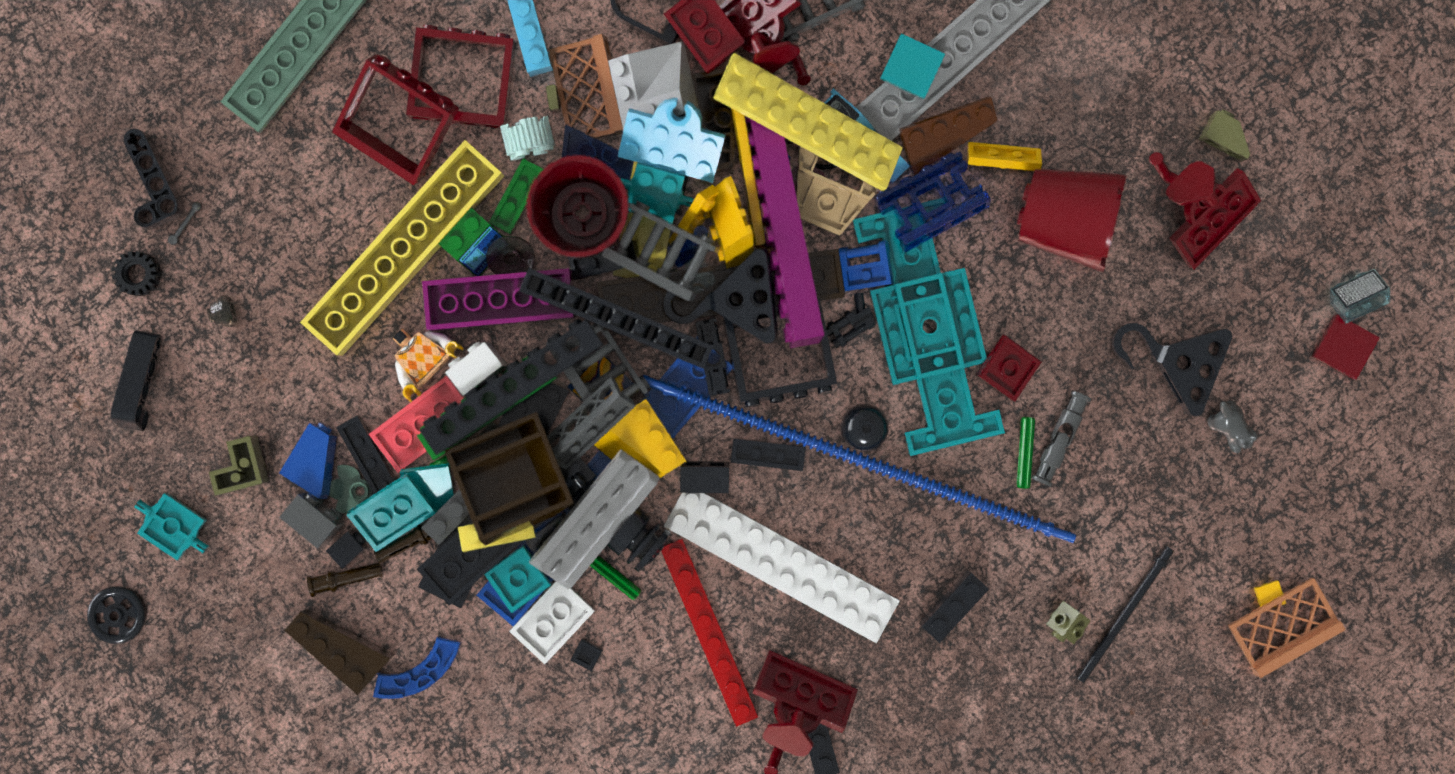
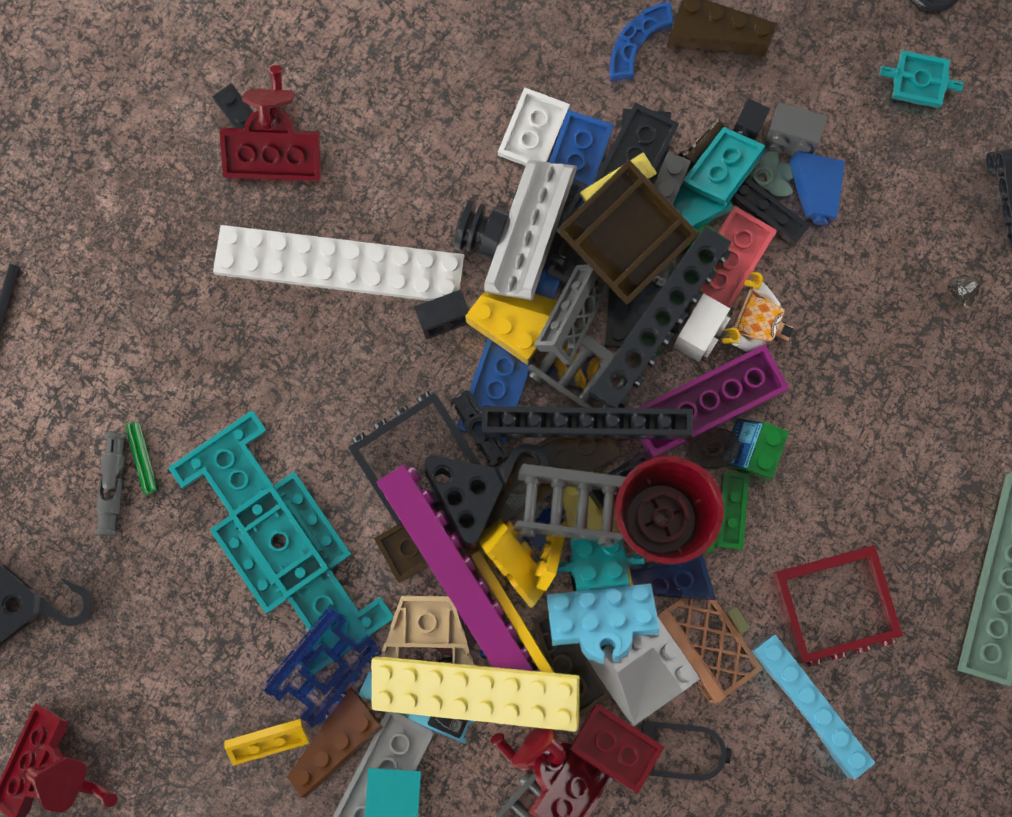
camera: 155 degrees right, 10 degrees down
(246, 469) = (877, 155): olive brick -> none
(333, 580) = (751, 87): dark brown pin -> none
(374, 147) = (892, 503): dark red window -> none
(401, 249) = (821, 416): light yellow brick -> none
(517, 579) = (582, 149): teal tile -> none
(527, 137) = (747, 570): light aqua brick -> none
(586, 654) = (489, 113): black tile -> none
(615, 578) = (488, 190): green axle -> none
(709, 632) = (383, 176): red plate -> none
(768, 454) = (390, 358): black plate -> none
(860, 320) = (351, 523): black piece -> none
(864, 427) = (307, 420): black cylinder -> none
(866, 274) = (360, 568): blue plate -> none
(953, 606) = (158, 285): black brick -> none
(1008, 368) = (186, 532): dark red tile -> none
(1046, 528) = (94, 393): blue hose -> none
(1067, 623) = (42, 311): olive brick -> none
(1072, 214) = (173, 706): dark red cone -> none

